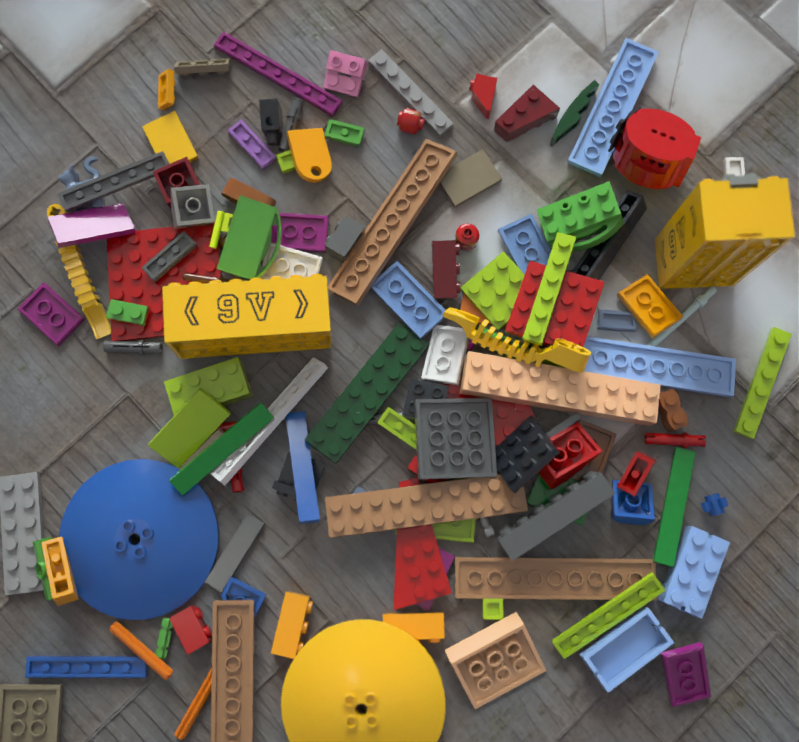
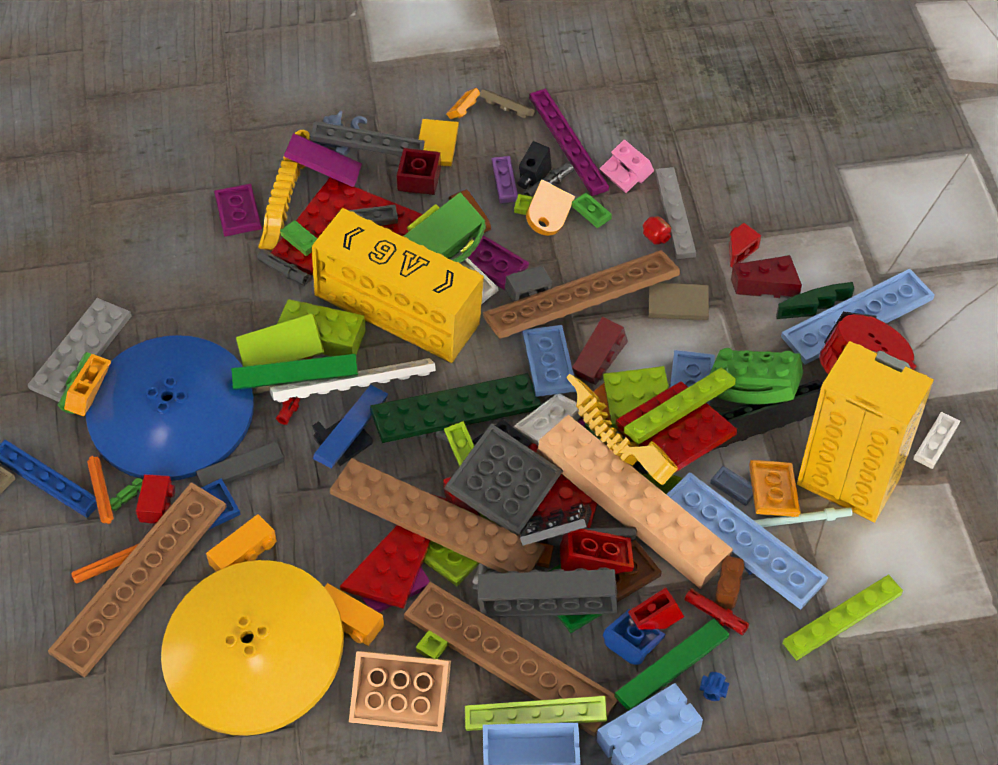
camera: 30 degrees right, 25 degrees down
(191, 206) = (415, 189): light grey slope -> none
(467, 236) = (640, 340): red head -> none

